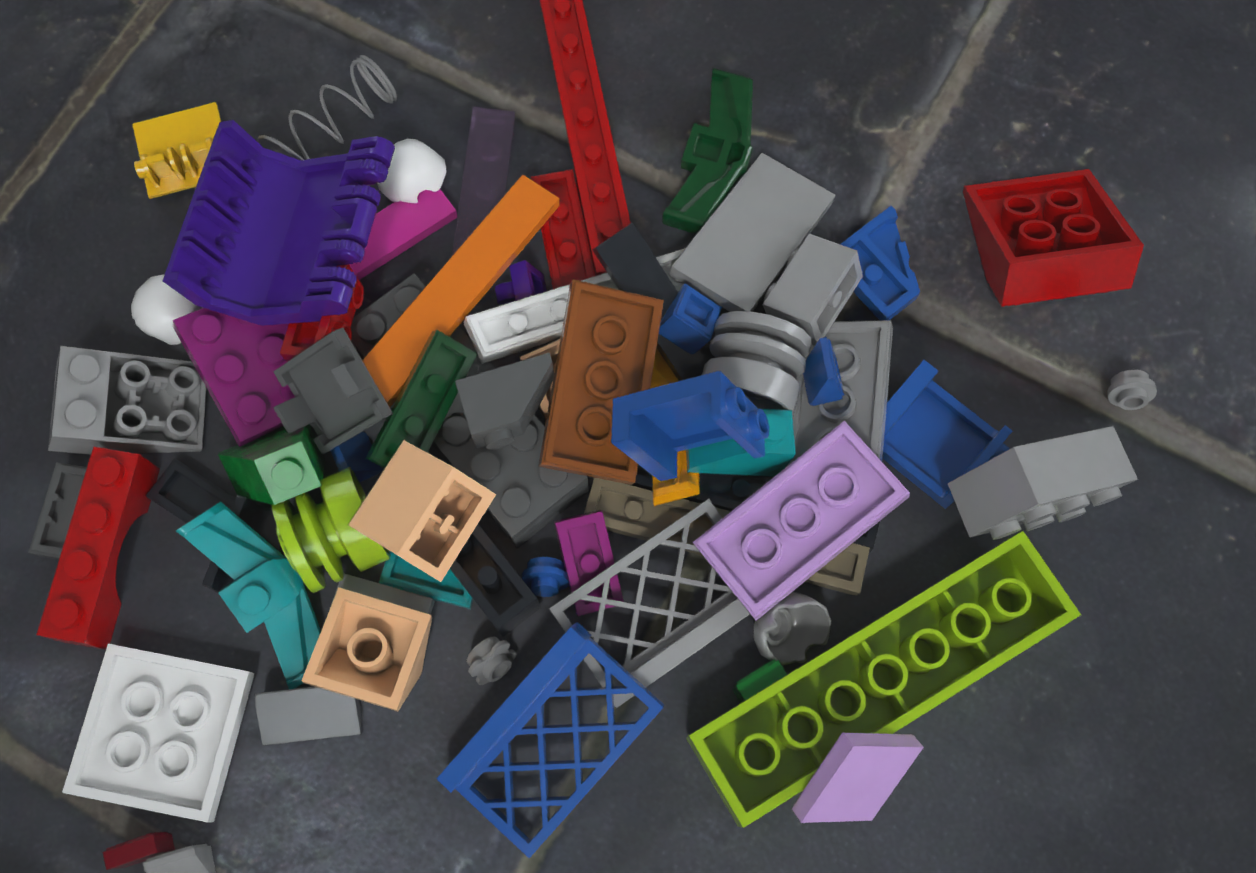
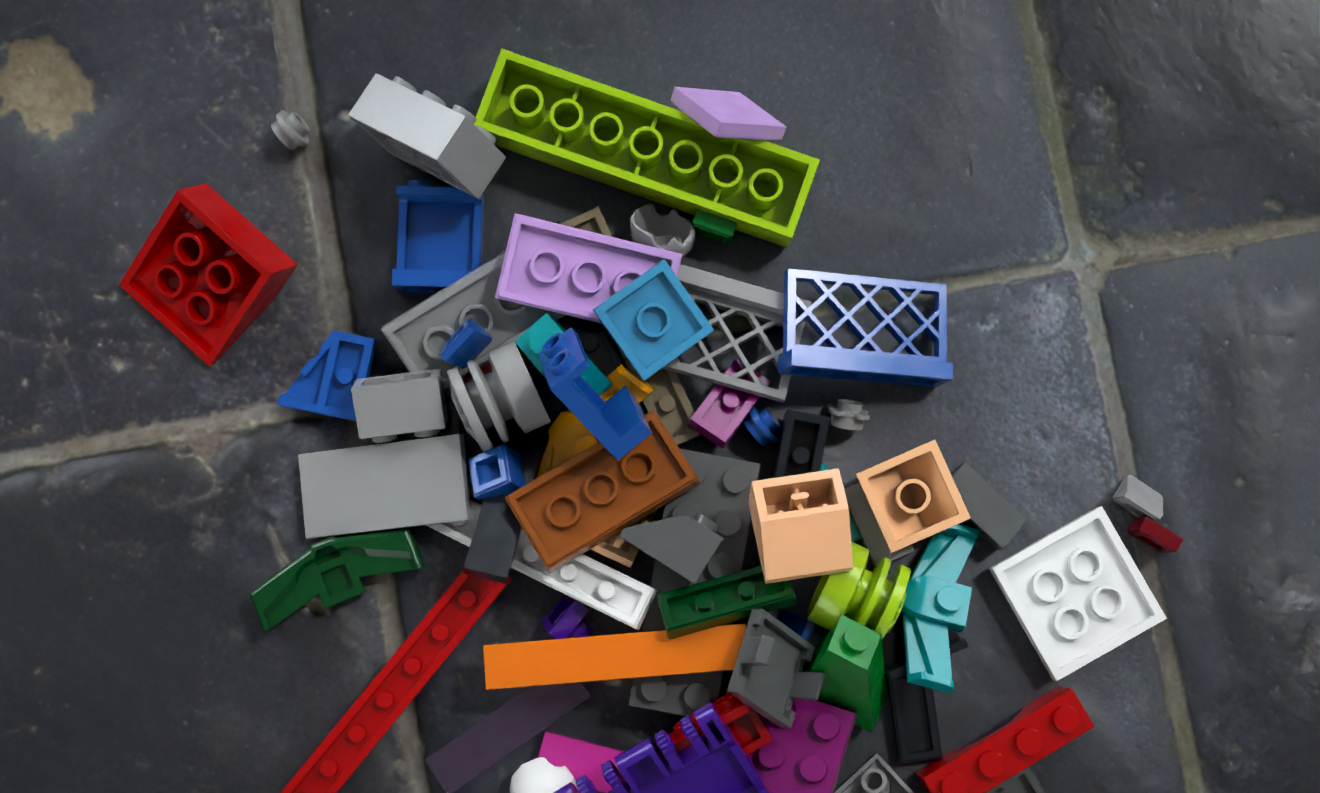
camera: 135 degrees left, 10 degrees up
(565, 231) = (502, 623): red tile -> none
(714, 539) = (653, 320): none -> dark azure plate

